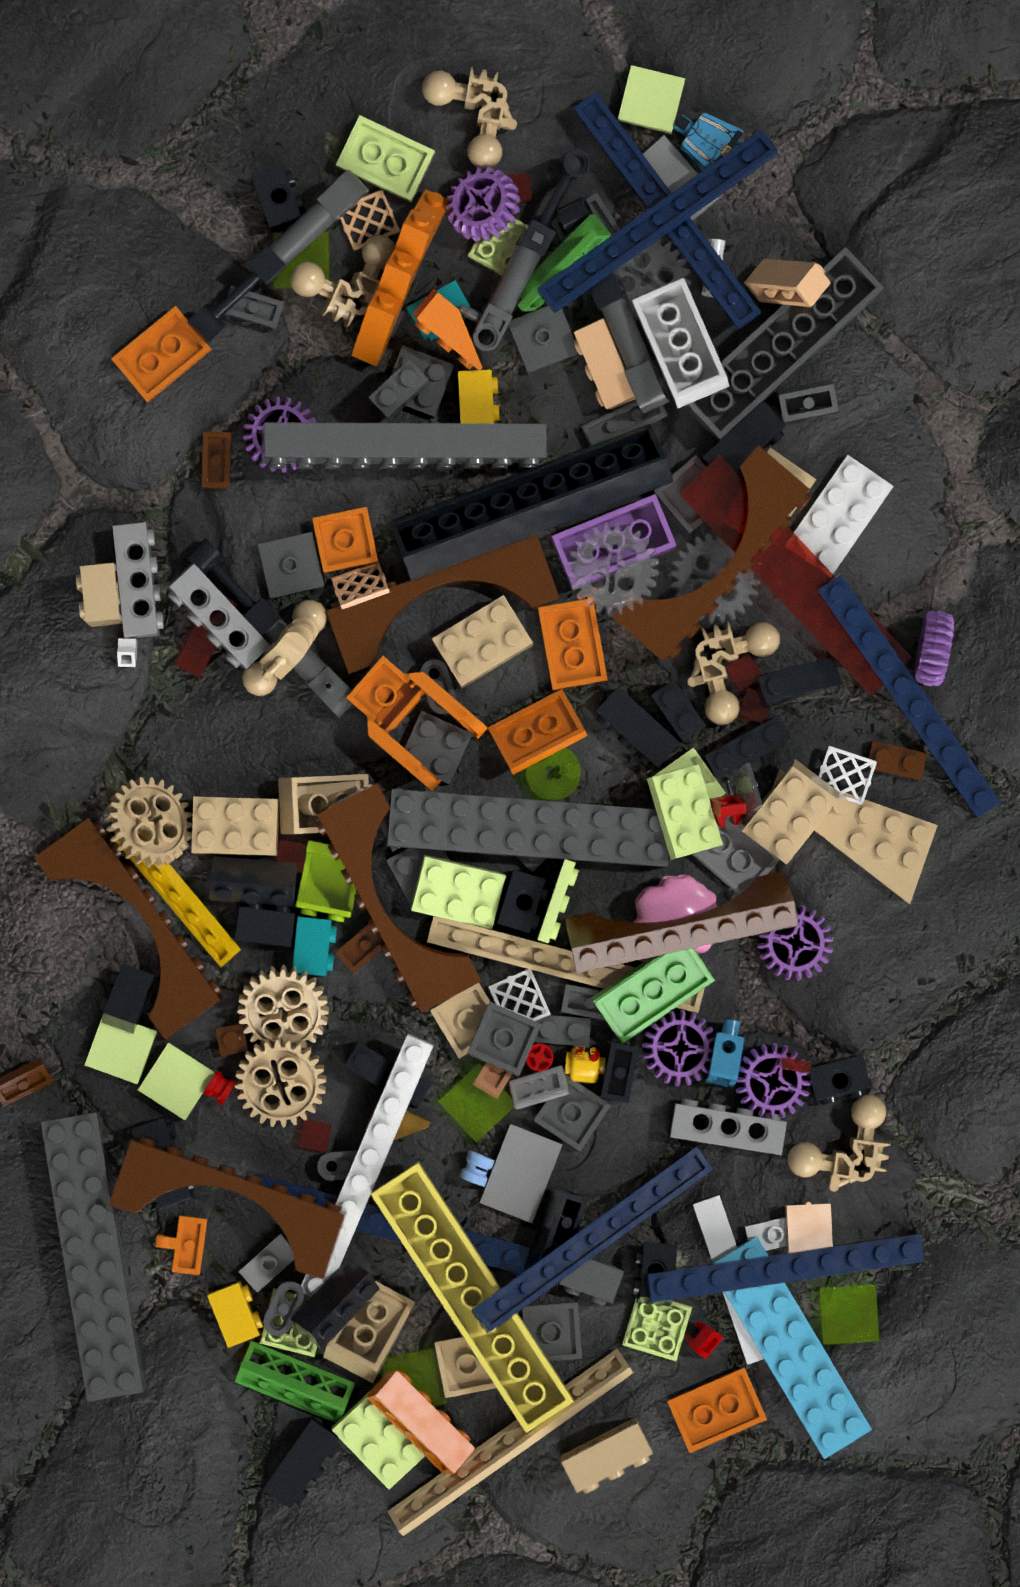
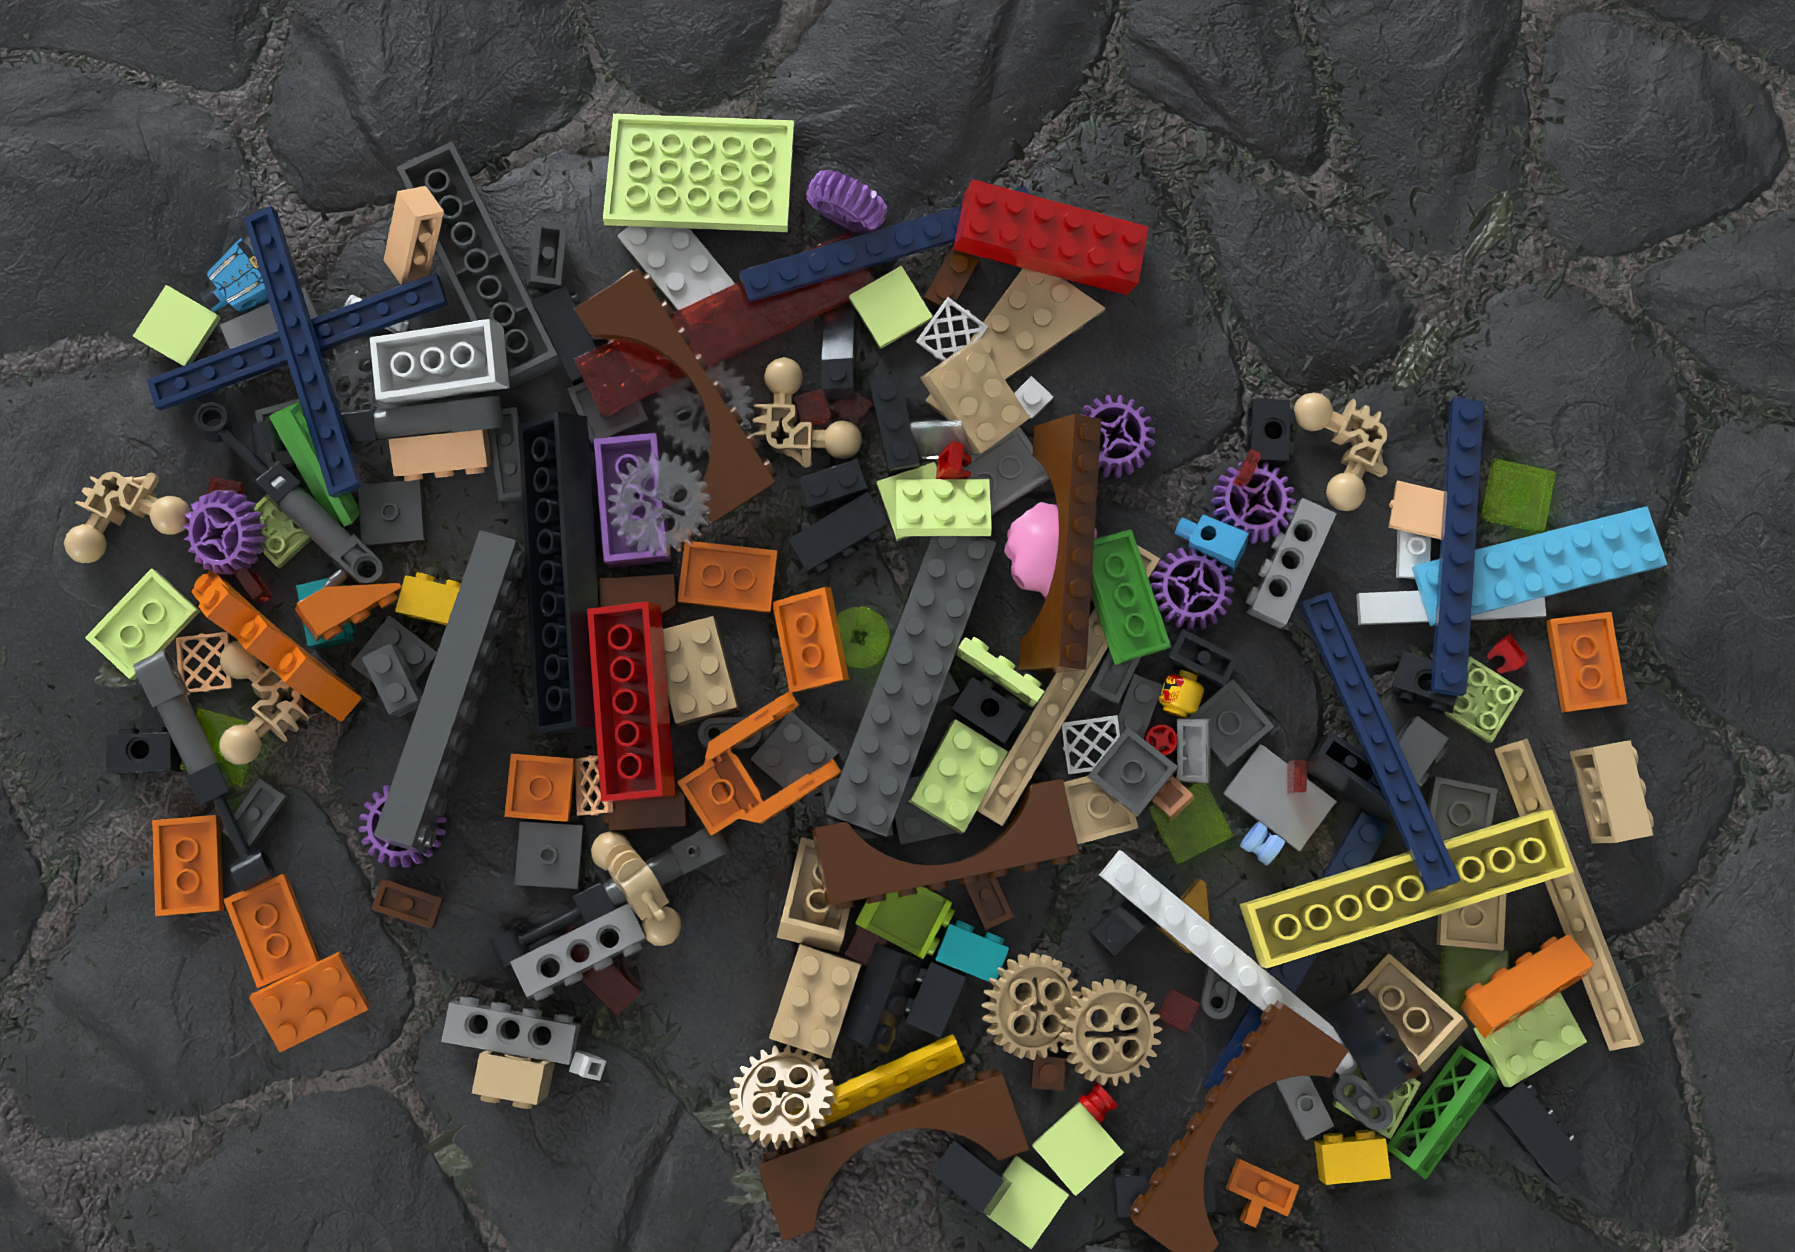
camera: 75 degrees left, 5 degrees down
(112, 405) = (309, 1001): none -> orange plate
(194, 266) = (187, 865): none -> orange plate
(437, 597) = (631, 702): none -> red brick
(445, 242) = (254, 585): none -> clear red tile
(541, 1181) = (1297, 776): none -> clear red tile
(809, 861) = (1033, 397): none -> white plate
(854, 714) = (890, 307): none -> yellowish green tile
(924, 510) = (699, 173): none -> yellowish green plate
(954, 837) = (1050, 237): none -> red brick

